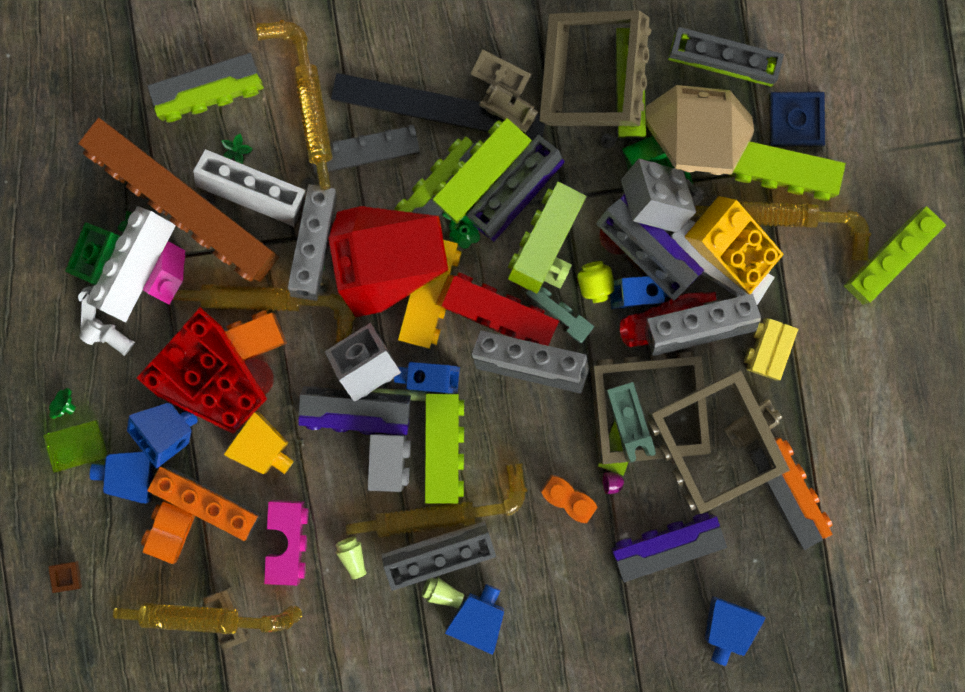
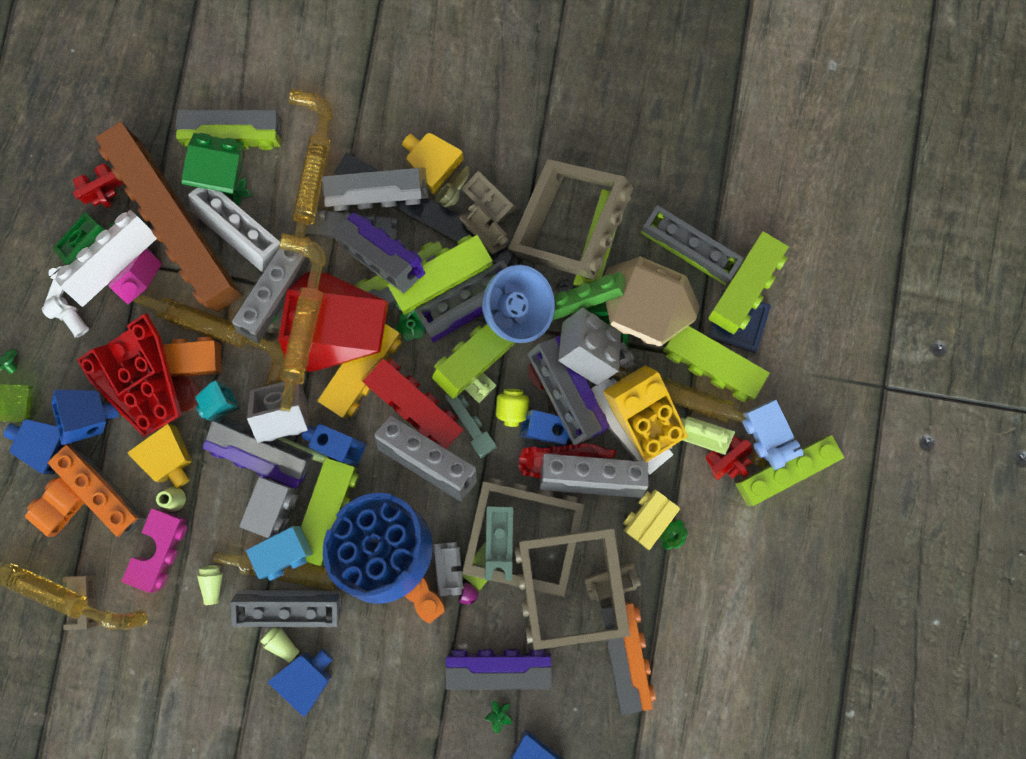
camera: 25 degrees right, 5 degrees down
(98, 182) = (99, 190): none -> red hips
(206, 129) = (213, 163): none -> green slope
(289, 483) = (176, 499): none -> yellowish green cone
(293, 374) = (216, 401): none -> teal slope
(361, 257) = (305, 317): none -> clear yellow piece
(382, 101) = (375, 187): none -> piece
(412, 168) = (379, 252): none -> dark grey piece
(415, 503) = (280, 552): none -> dark azure brick
(428, 52) = (435, 156): none -> yellow torso
(460, 82) = (449, 193): none -> olive plate
(537, 469) = (377, 548): none -> blue brick
(573, 176) = (529, 306): none -> medium blue piece
(581, 453) = (448, 578): none -> light grey hinge
(628, 151) = (589, 295): none -> bright green plate
(682, 591) = (498, 716): none -> green plant
(796, 75) = (748, 283): none -> lime brick
(800, 357) = (674, 535): none -> green plant
(802, 246) = (707, 435): none -> yellowish green hinge
(825, 271) = (722, 465): none -> red hips
(866, 225) = (771, 434): none -> light blue hinge

